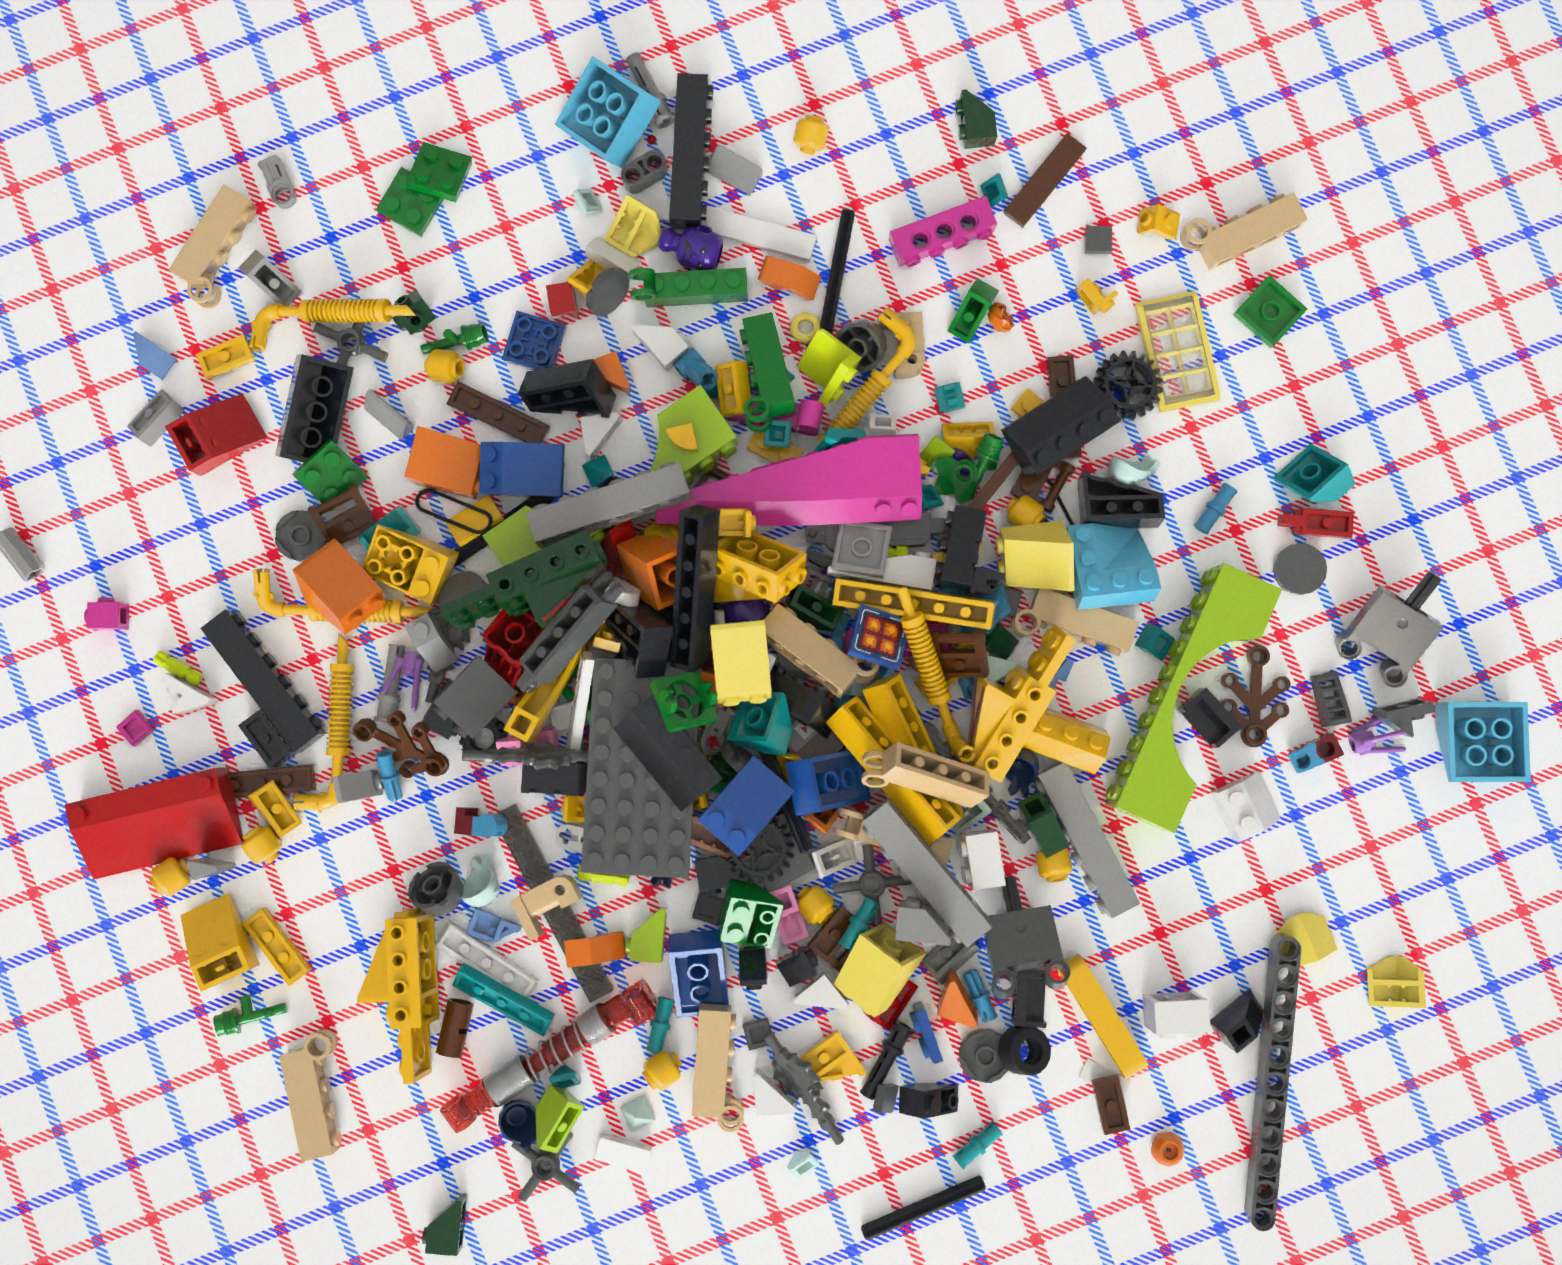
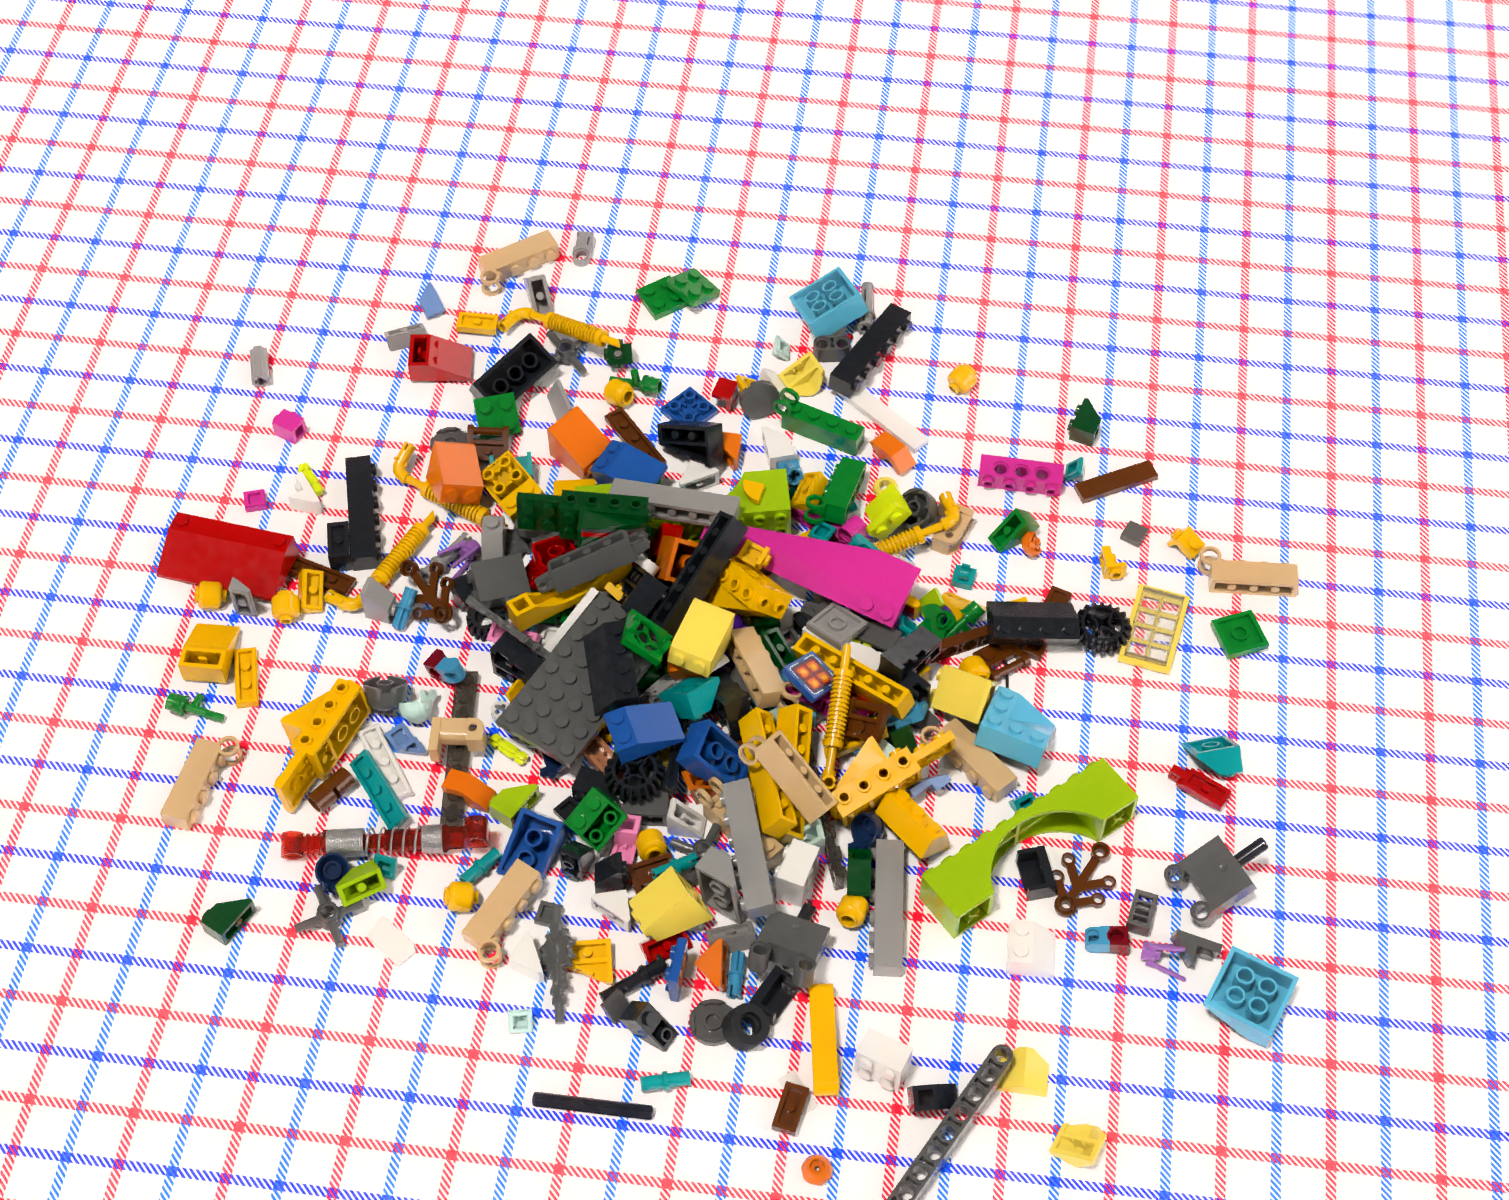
camera: 25 degrees right, 30 degrees down
(449, 520) = (564, 467): black piece -> none
(637, 1113) = (420, 922): light aqua slope -> none
(695, 248) = (837, 401): dark purple piece -> none
(735, 170) = (896, 376): light grey slope -> none
(837, 270) = (933, 462): black axle -> none
(1118, 504) = (1049, 696): black wedge -> none
(1132, 472) = (1069, 683): light aqua piece -> none
(1215, 508) = (1123, 738): dark azure pin -> none
(1300, 569) = (1168, 812): dark grey tile -> none

